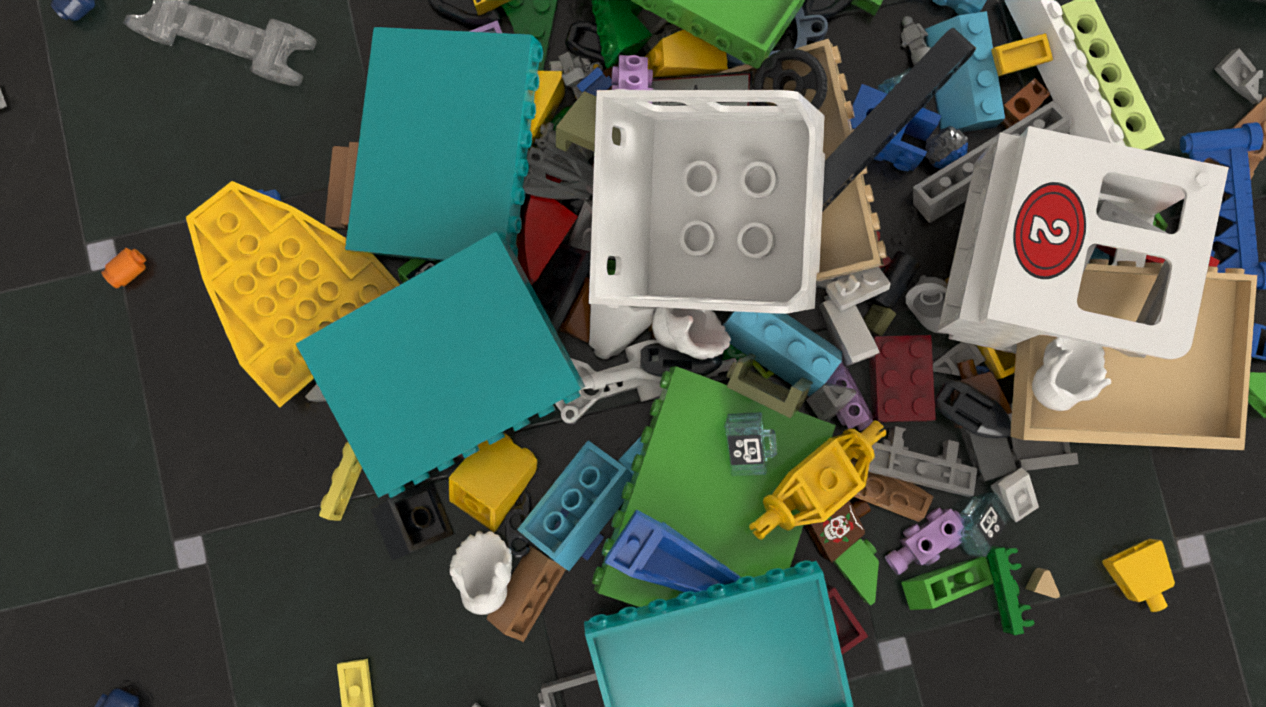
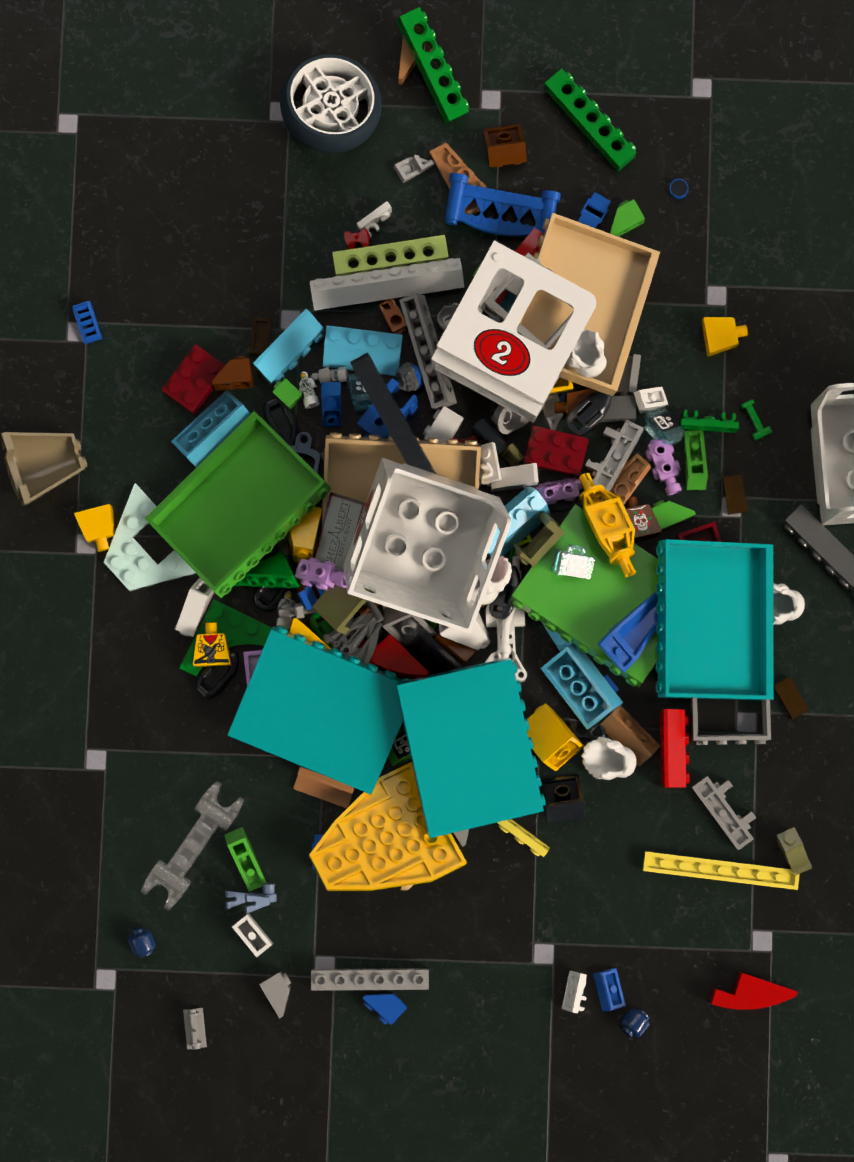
camera: 75 degrees left, 0 degrees up
(46, 198) = (277, 991): none -> light grey slope
(63, 350) = (387, 1006): none -> blue slope
(92, 319) = (370, 979): none -> light grey brick
(113, 142) = (252, 935): none -> white brick
(124, 267) = (340, 950): orange brick -> none
(141, 610) = (574, 991): none -> white plate
(159, 660) = (609, 989): none -> blue slope
(174, 150) = (260, 899): none -> sand blue piece
(219, 104) = (245, 859): none -> bright green slope
(521, 662) = (673, 748): none -> slope
(772, 68) = (334, 479): black wheel -> none
(830, 400) = (557, 502): light grey slope -> none
(877, 52) = (331, 404): none -> blue slope
(892, 14) = (307, 387): none -> white piece
(895, 214) = (444, 426): none -> white brick
(914, 654) = (734, 494): none -> dark brown tile
(1016, 668) = (761, 432): none -> green piece
(1022, 54) = (363, 311): yellow tile -> none
(1043, 583) = (711, 399): tan slope -> none
(1123, 28) = (362, 237): none -> red piece
(1156, 40) = (381, 213): none -> white plate

